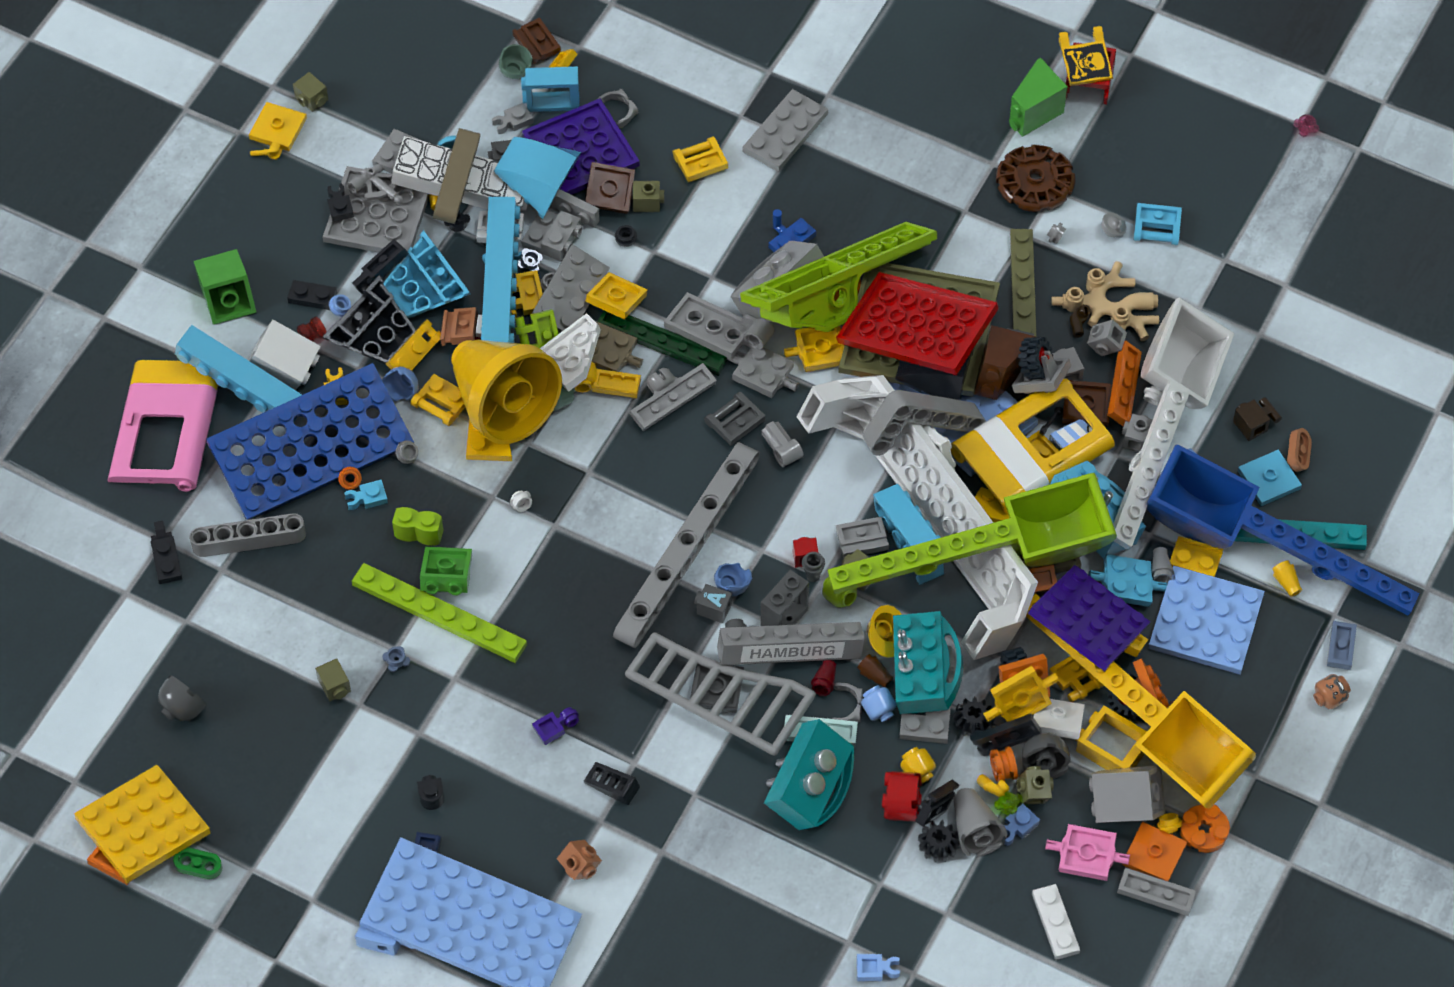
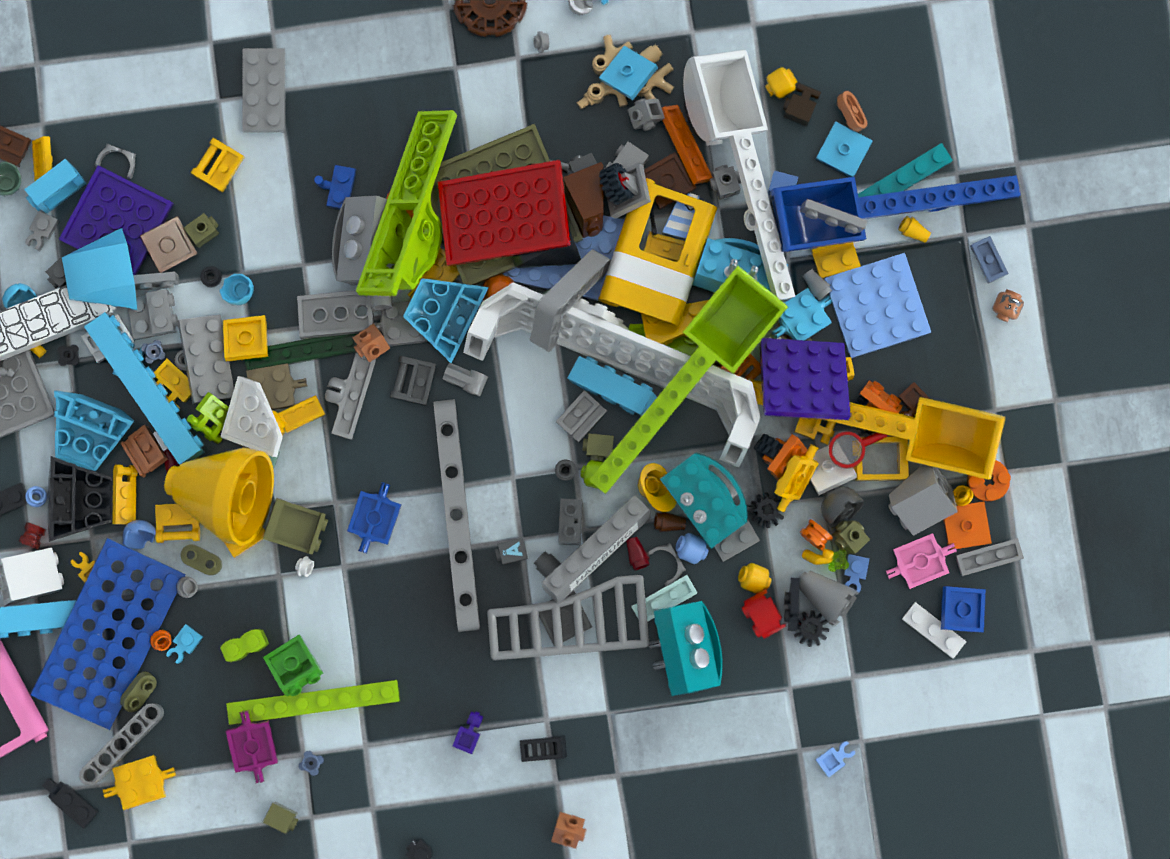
camera: 35 degrees left, 25 degrees up
(236, 577) = (139, 782): none -> yellow plate
(296, 502) = (137, 693): none -> olive plate
(356, 609) = (252, 746): none -> magenta plate
(380, 265) = (41, 441): black hinge -> none
(436, 439) = (200, 560): none -> olive plate
(456, 176) = (45, 327): dark tan beam -> none
(537, 462) = (295, 526): none -> olive panel
(613, 501) = (374, 518): none -> blue plate
(640, 256) = (237, 289): none -> medium azure hair
(720, 360) = (370, 343): none -> nougat brick
(733, 578) = (512, 521): medium blue hair -> none
(797, 368) = (444, 312): none -> medium azure wedge
(802, 547) = (548, 459): red plate -> none
(1005, 735) = (803, 512): black plate -> none
(1023, 280) = (547, 105): olive plate -> none
(1078, 318) = (609, 108): dark brown arm -> none
(1089, 708) = (848, 448): none -> piece
(1097, 917) = (963, 609): none -> blue plate
(1115, 296) = (628, 72): none -> medium azure plate
(1214, 497) = (833, 216): none -> light grey plate
(1249, 388) = (781, 82): none -> yellow head

